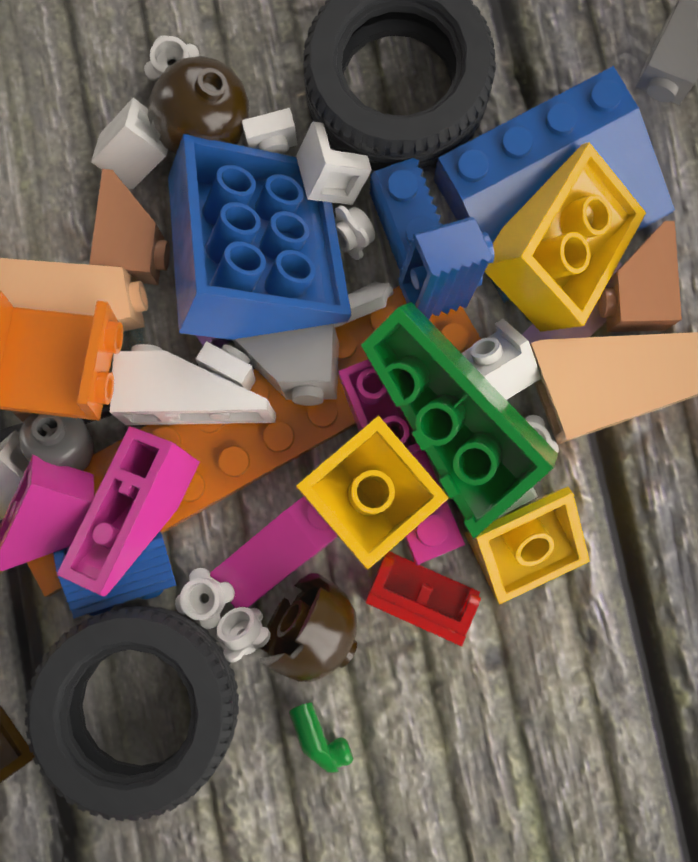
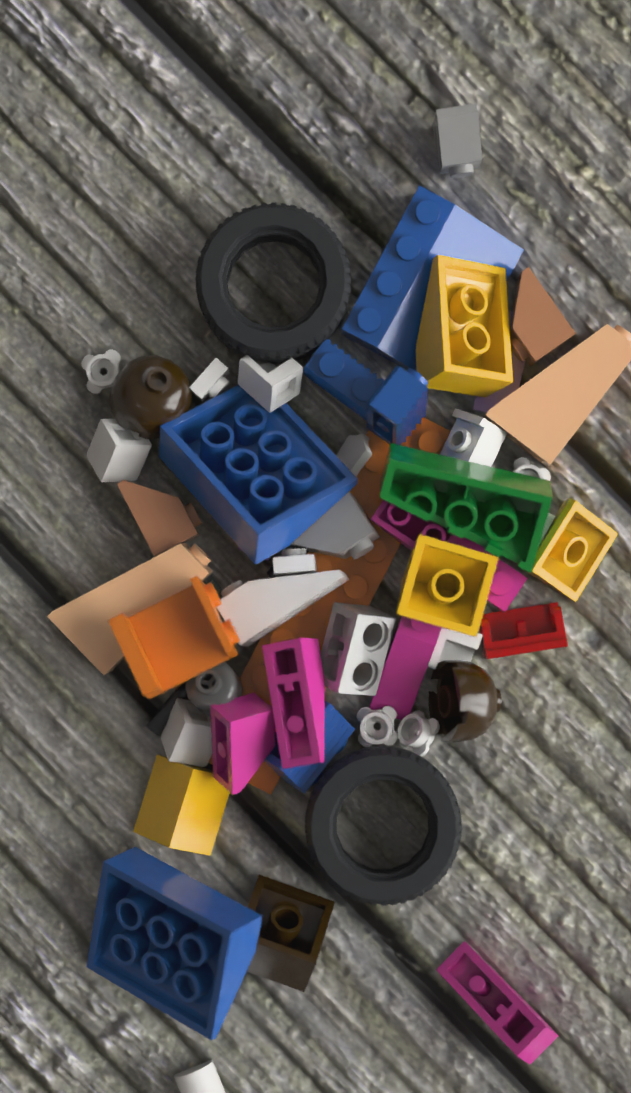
camera: 30 degrees left, 5 degrees up
(225, 494) = (356, 648): none -> light grey brick
(314, 743) = (511, 771): green arm -> none
(338, 566) = (454, 646): none -> white panel
(353, 230) = (313, 411): white plate -> none

